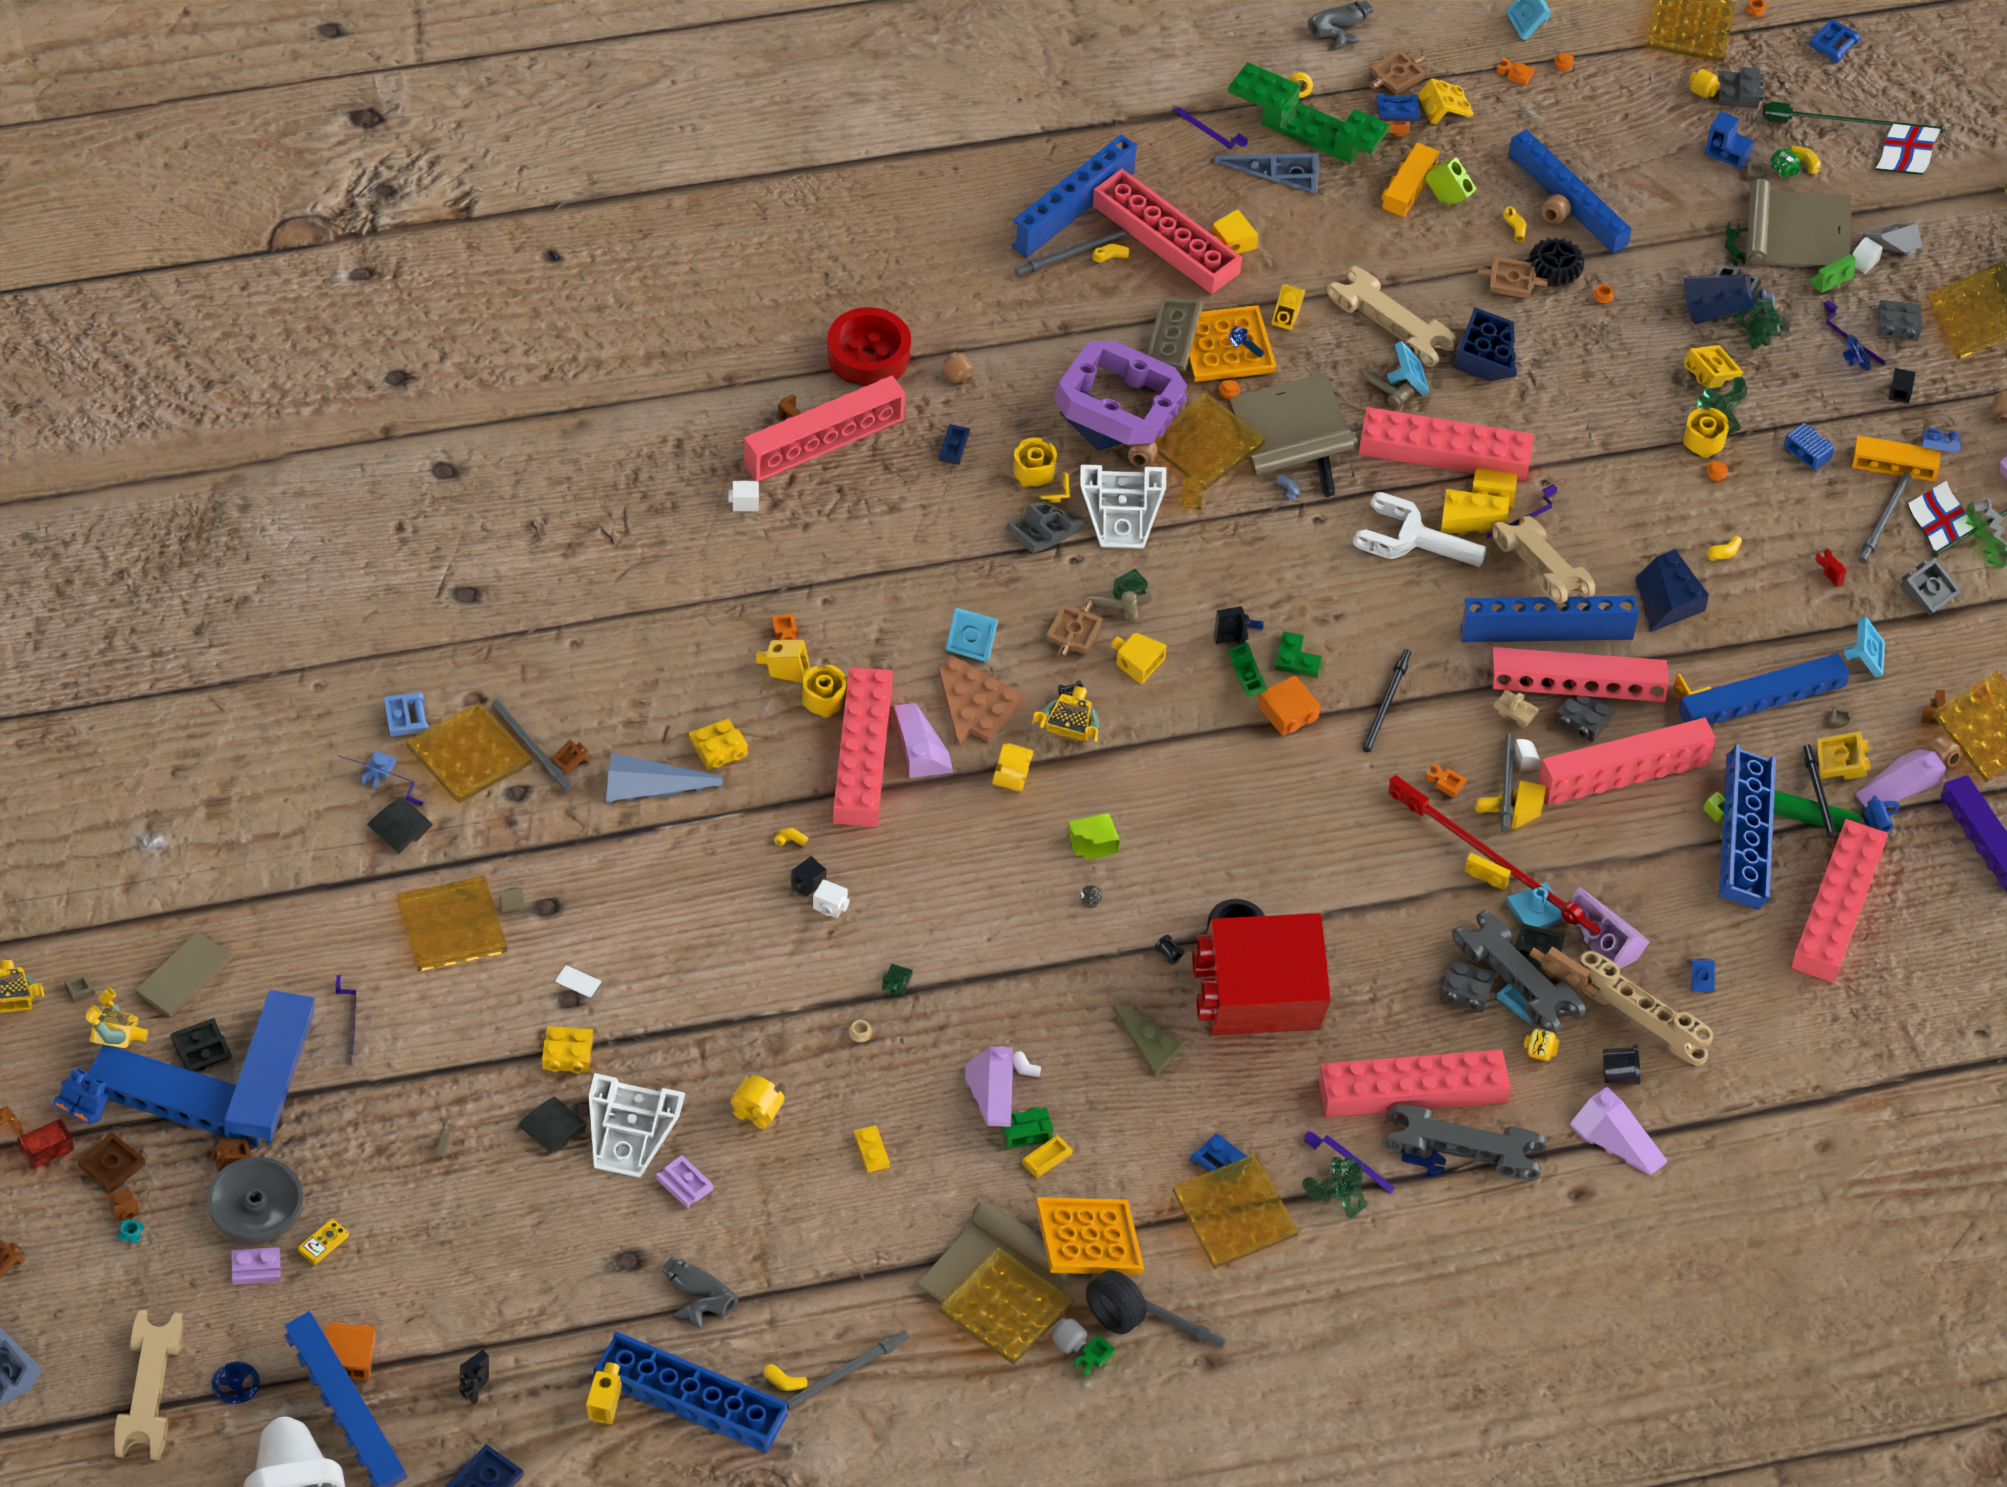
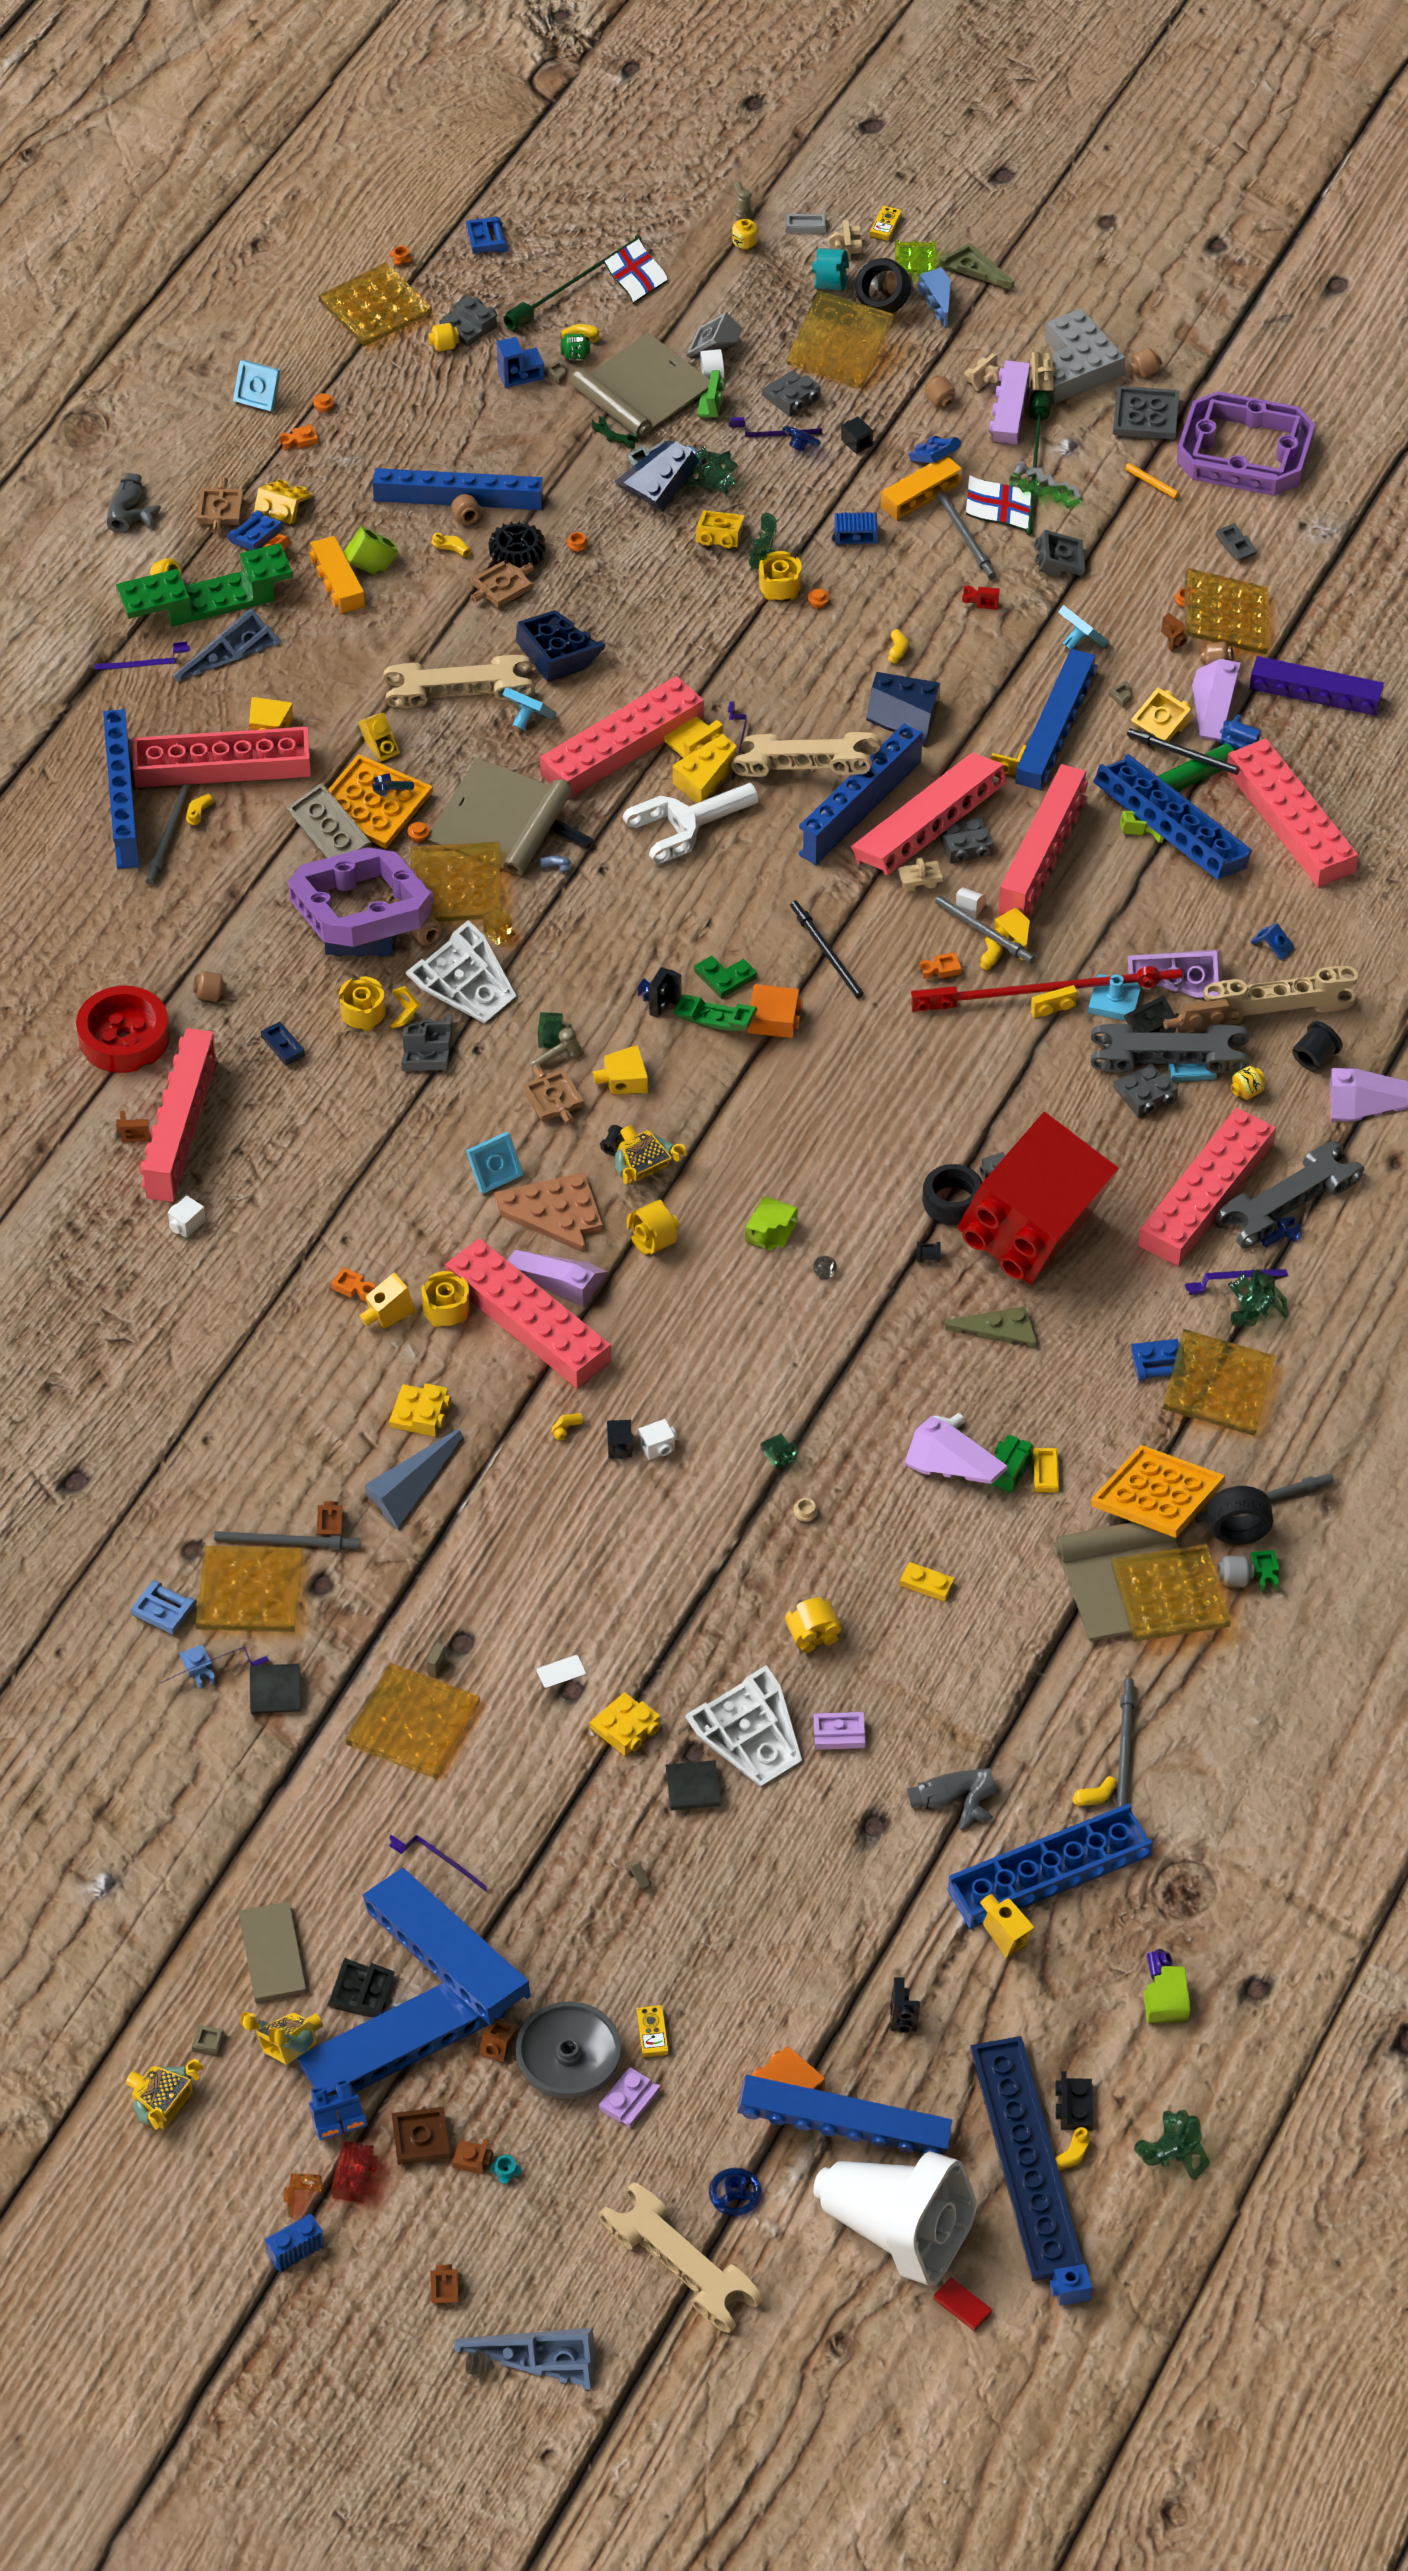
camera: 45 degrees left, 0 degrees up
(1398, 396) = (540, 732): dark tan piece -> none

